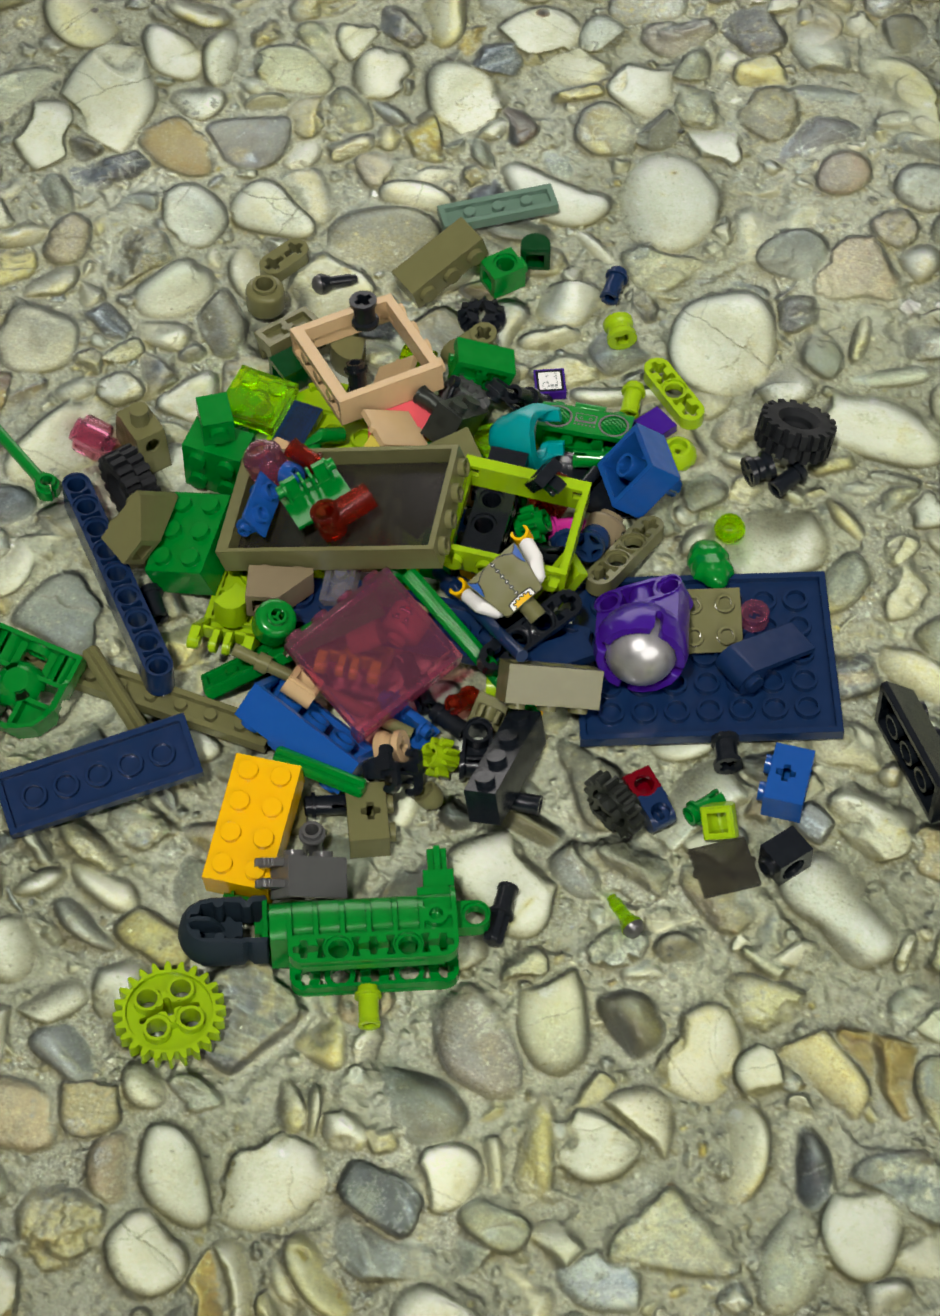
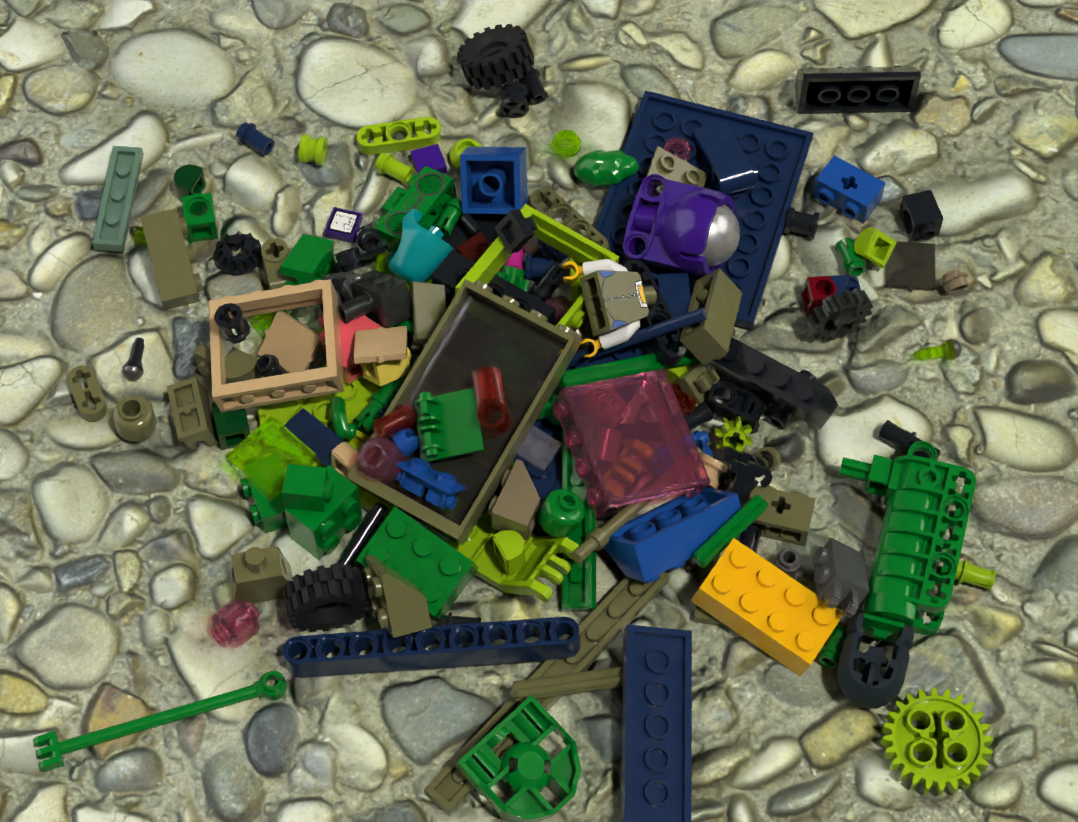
camera: 70 degrees left, 5 degrees up
(300, 688) = (640, 515): tan brick -> none
(715, 907) = (954, 281): none -> dark tan plate

